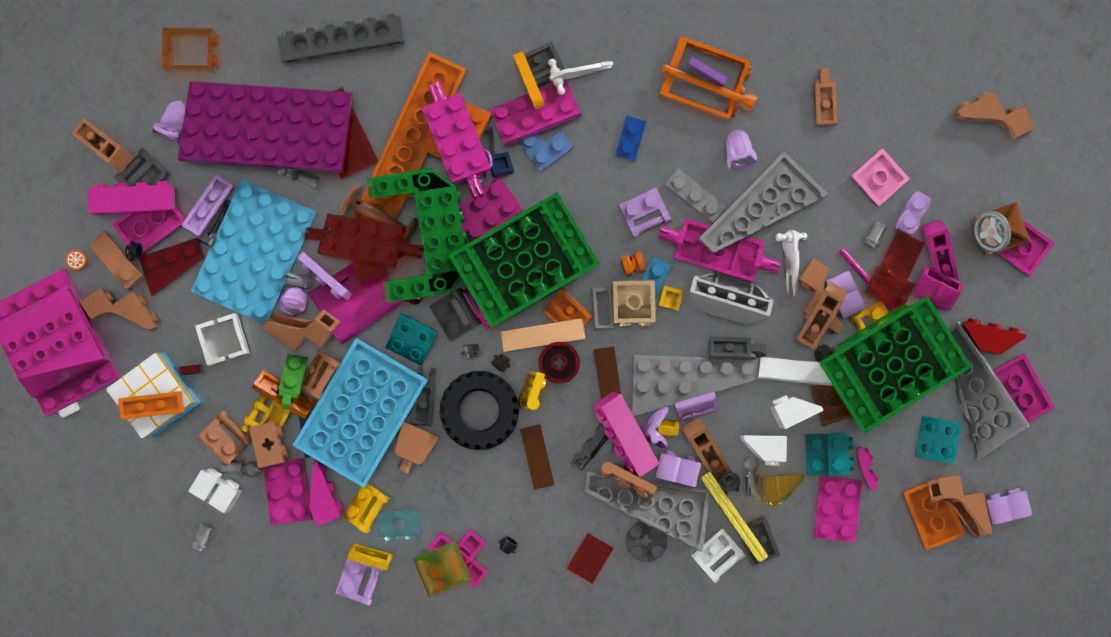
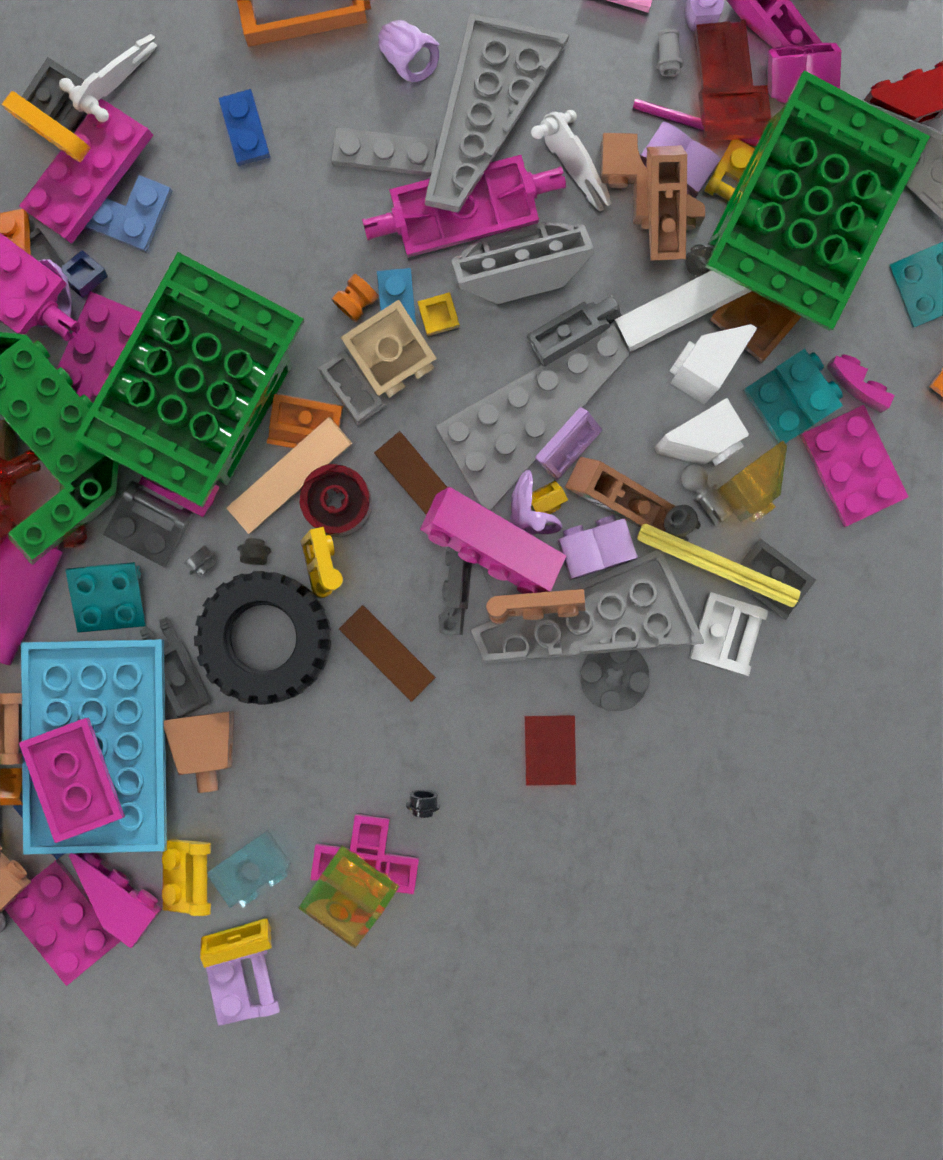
camera: 40 degrees left, 0 degrees up
(340, 423) = (71, 780): none -> dark pink plate
(642, 206) = (319, 211): lavender plate -> none

